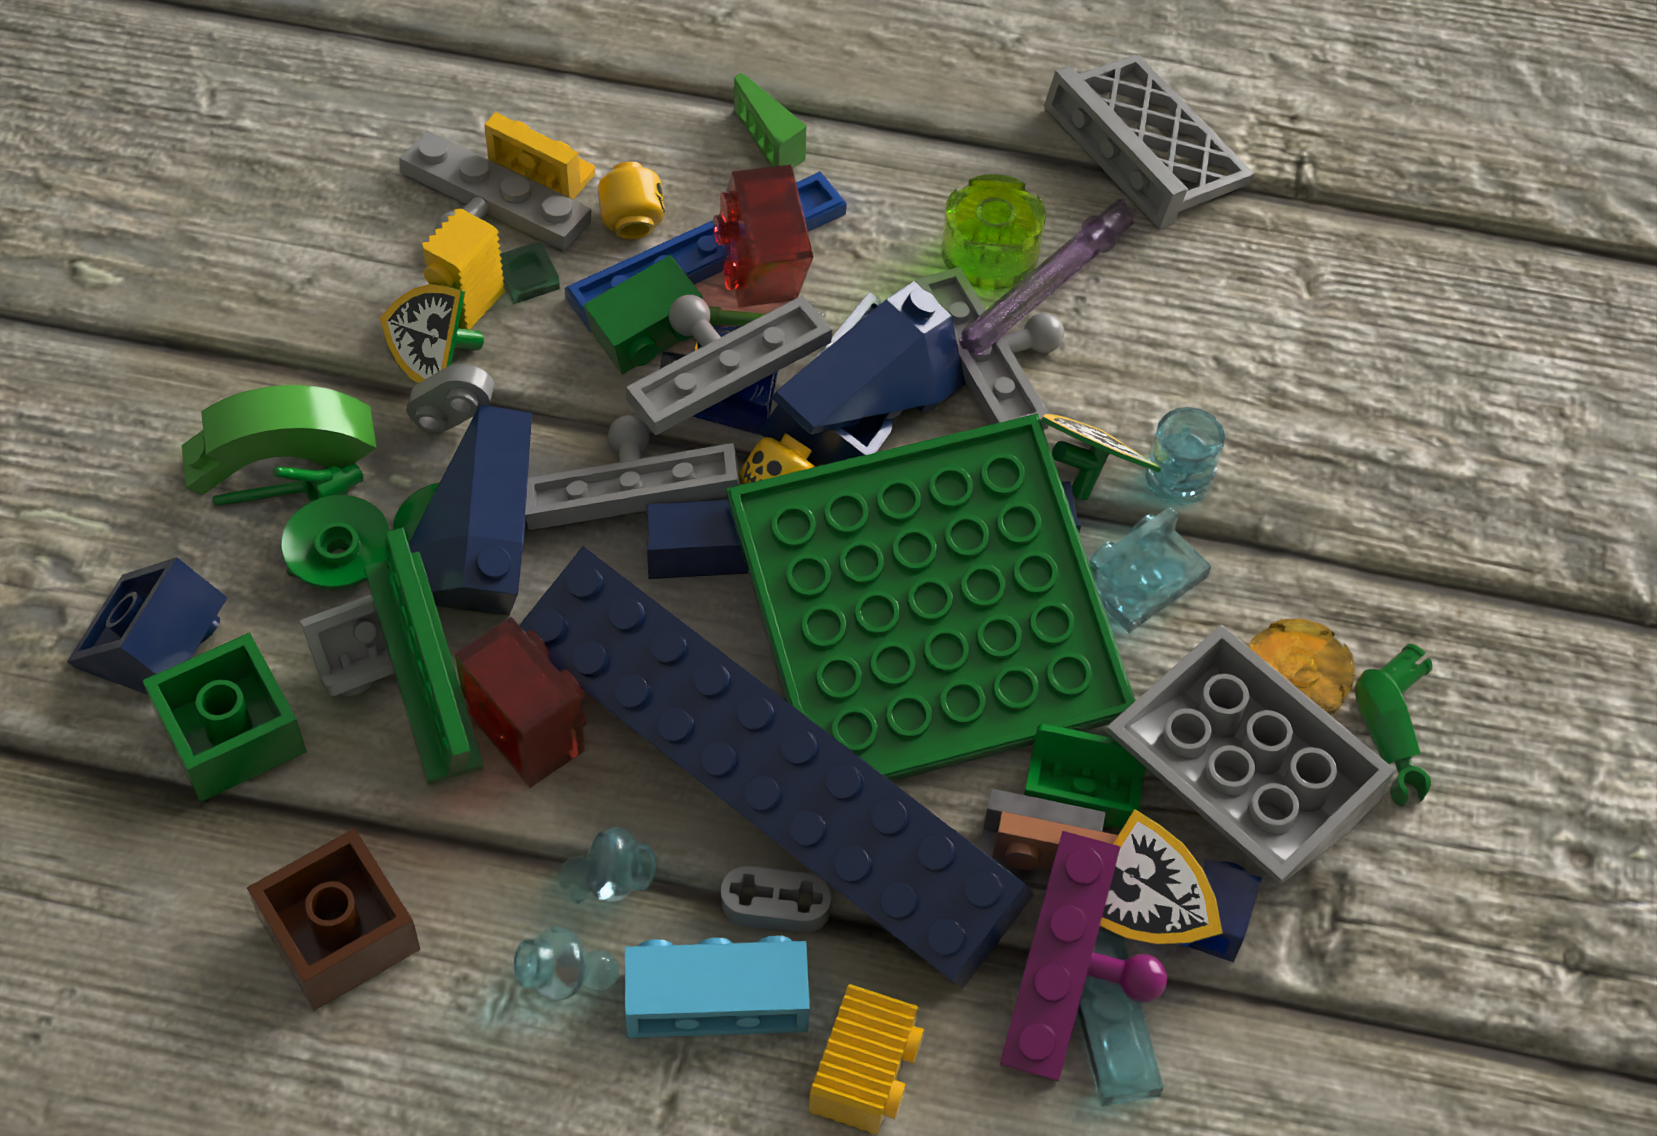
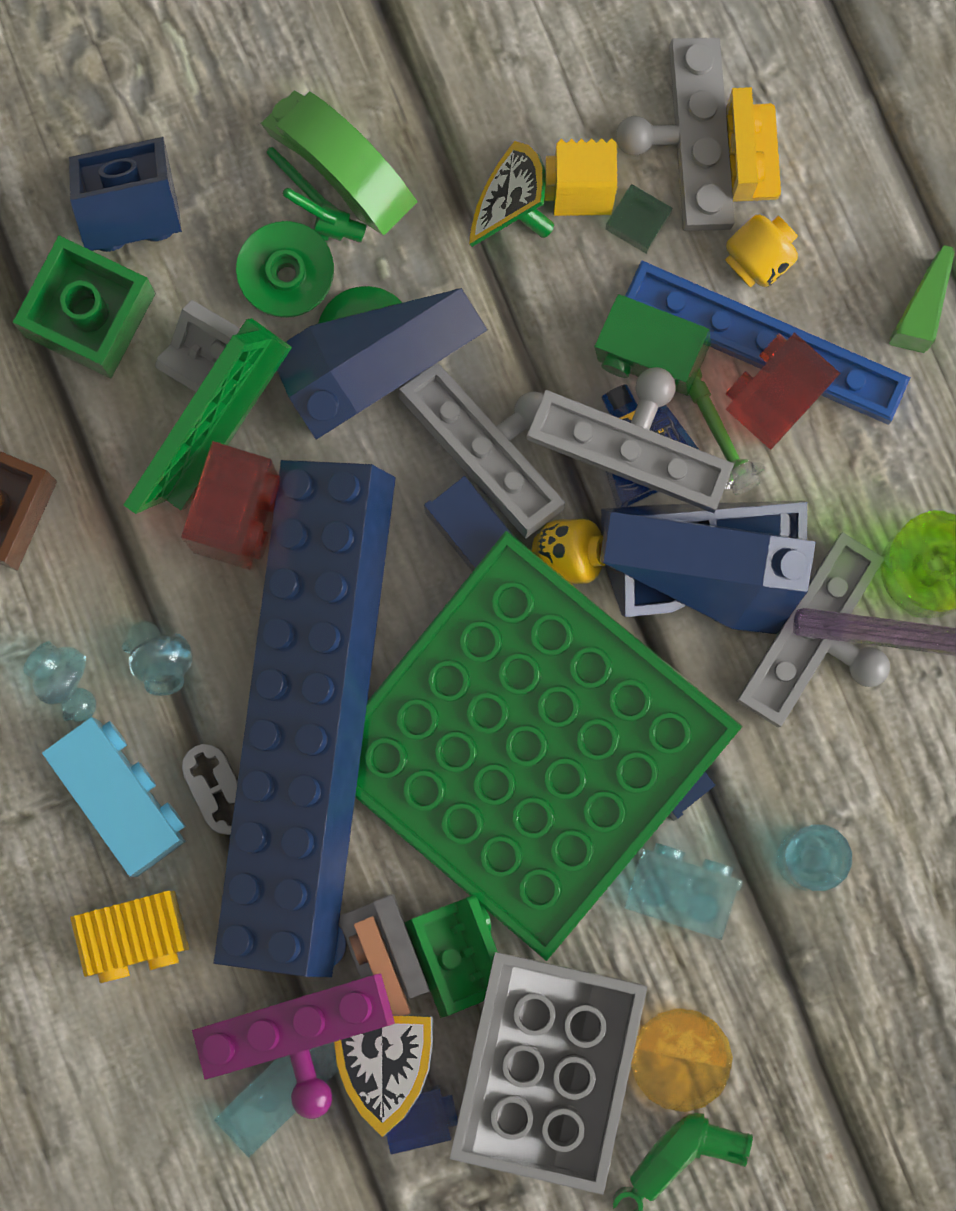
camera: 60 degrees right, 25 degrees up
(449, 397) = (459, 258): light grey plate -> none
(1089, 461) = (769, 779): green shield -> none

